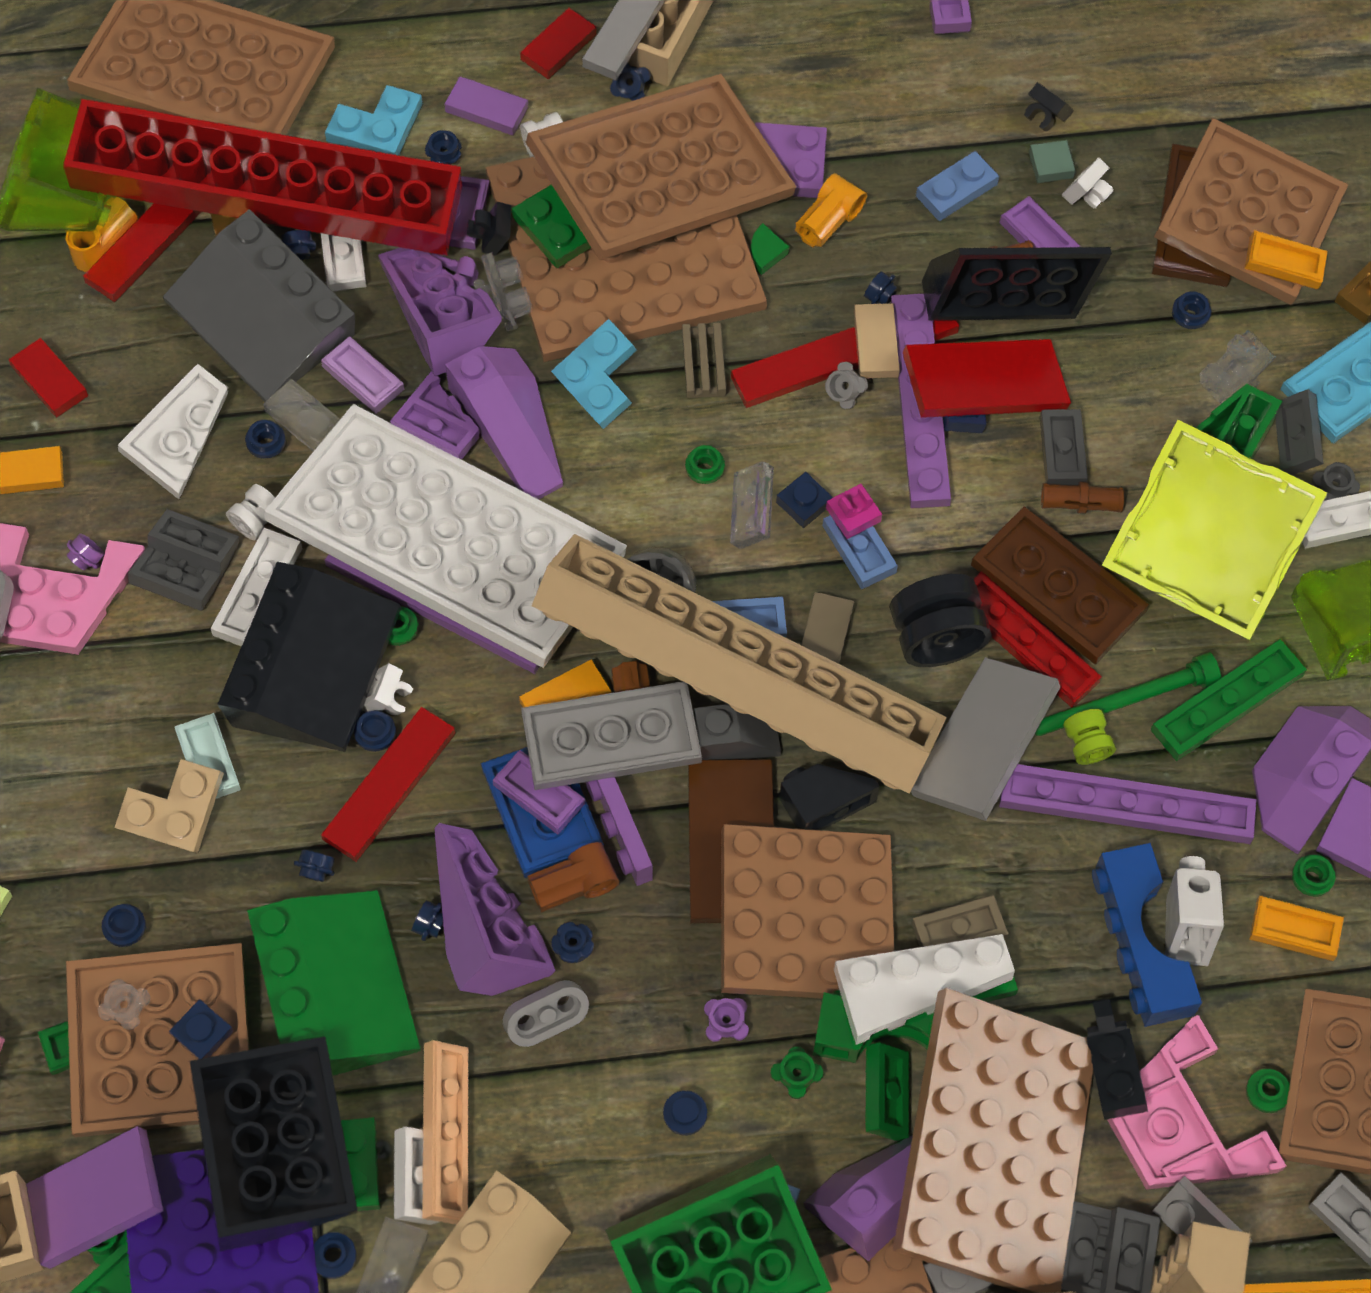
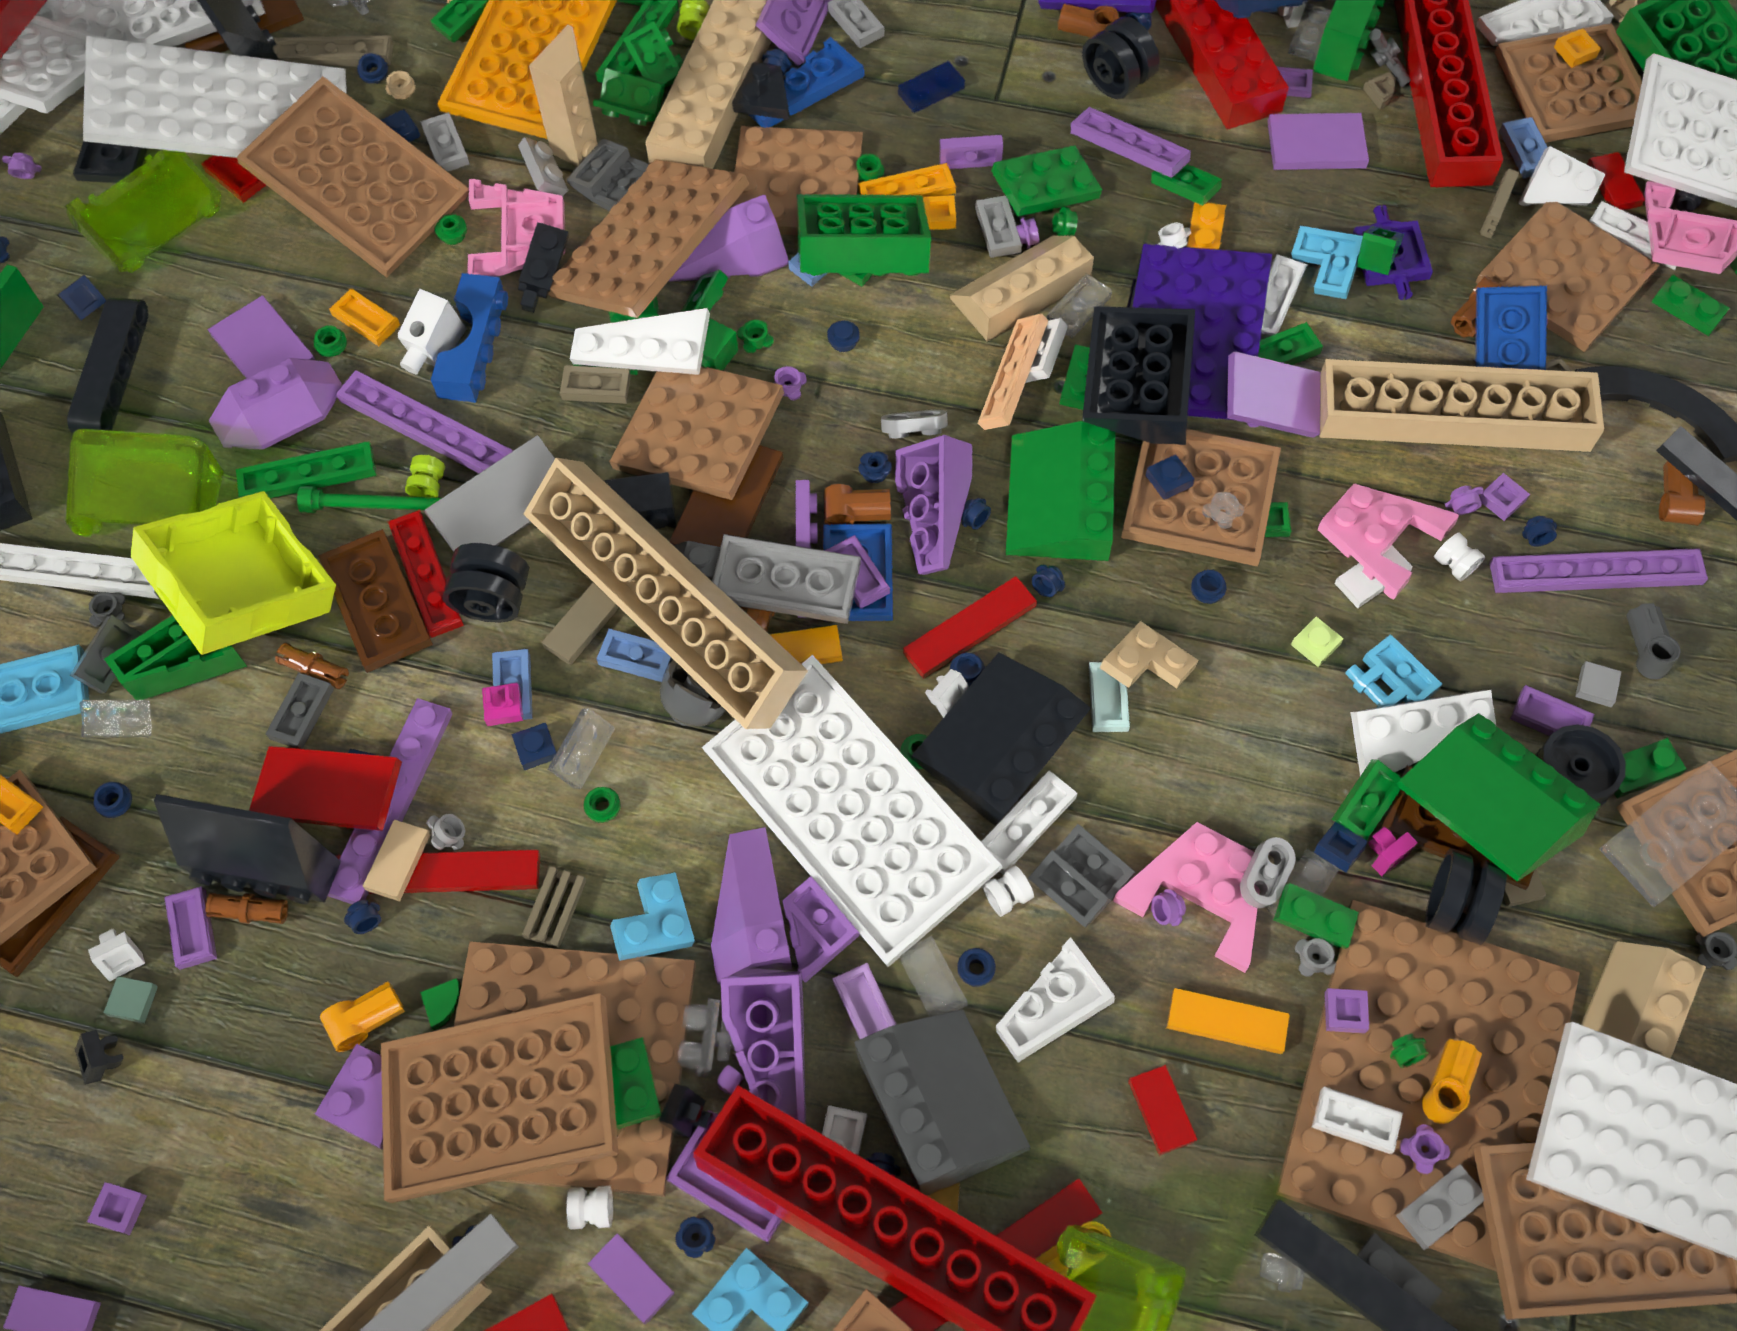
camera: 155 degrees left, 0 degrees up
(957, 186) = (231, 1006): medium blue plate -> none

